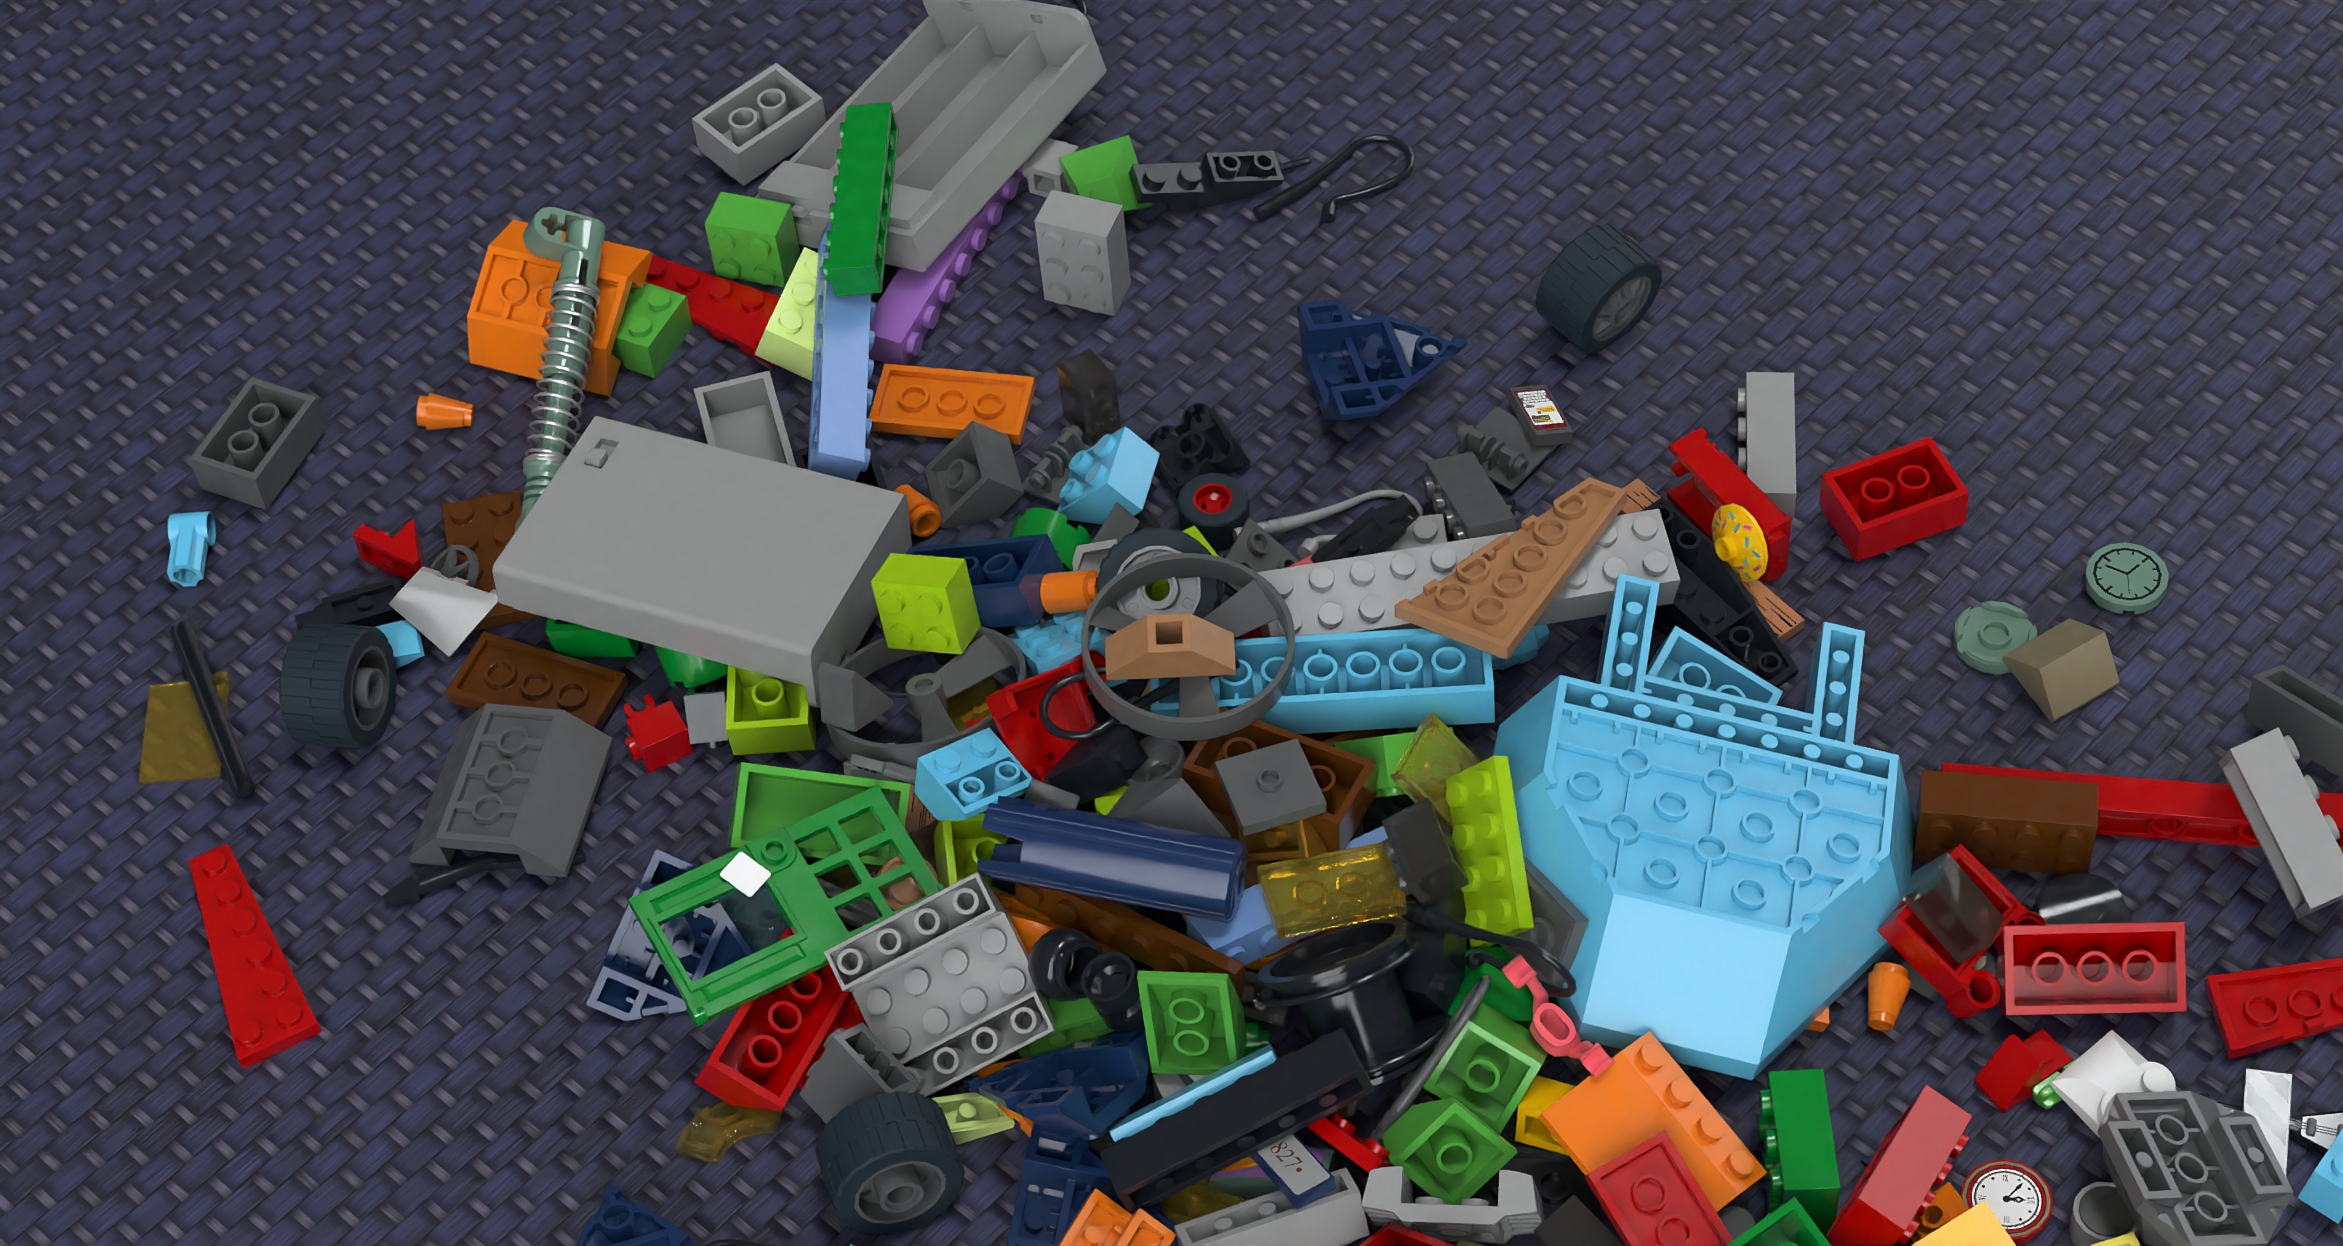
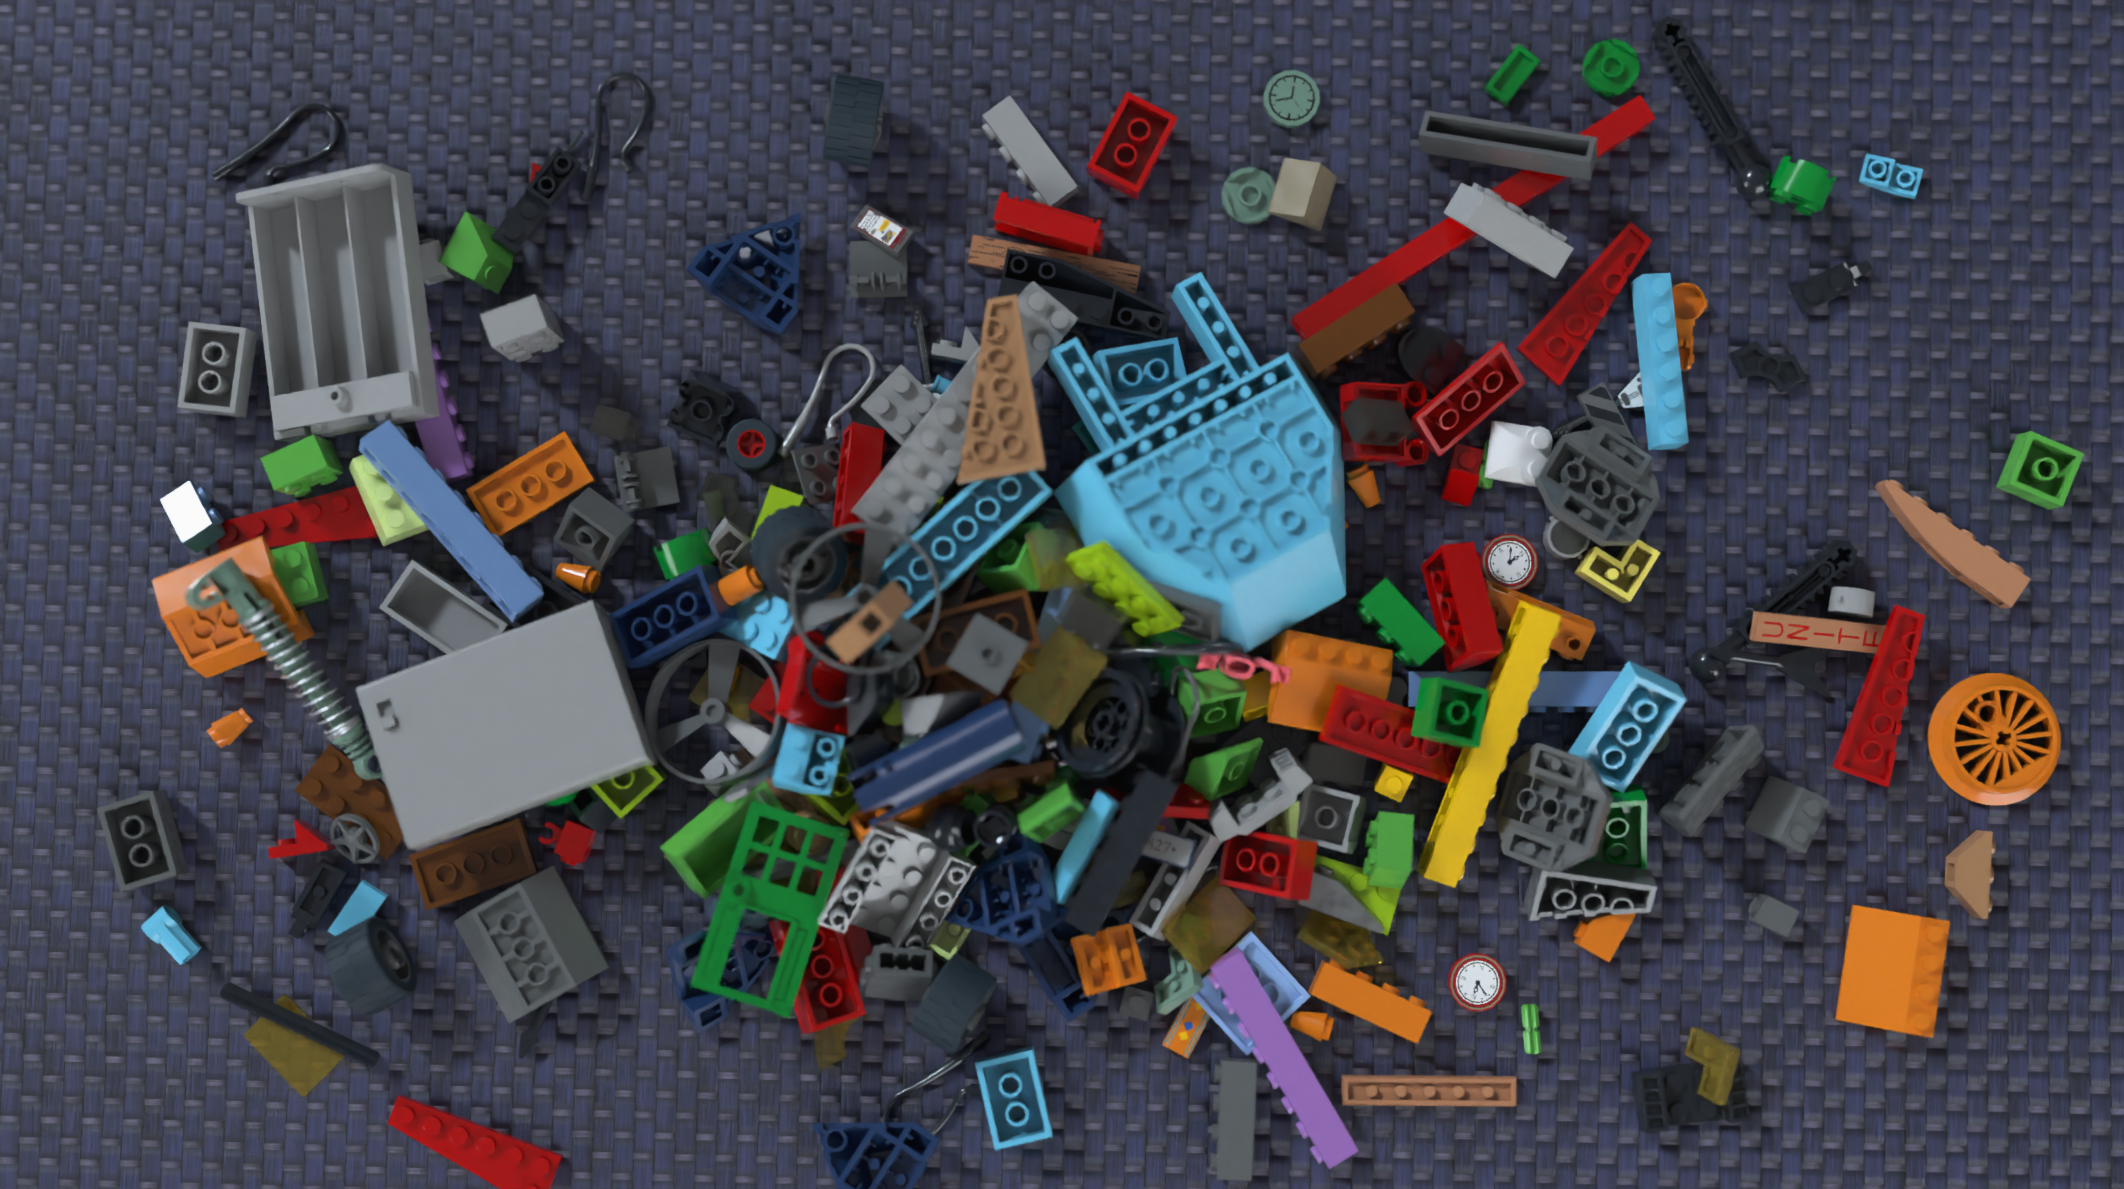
camera: 45 degrees left, 35 degrees up
(443, 607) = (373, 864): light grey slope -> none
(616, 209) = (193, 516): none -> brick
(745, 874) = (736, 916): white sticker -> none
(848, 698) = (687, 758): dark grey slope -> none
(862, 200) = (371, 412): green brick -> none
(926, 603) = (670, 662): lime brick -> none
(1108, 474) = (678, 476): medium azure slope -> none
(1371, 532) = (878, 425): black hinge -> none
(1466, 498) = (908, 341): dark grey brick -> none
(1740, 542) = (1078, 253): yellow dish -> none

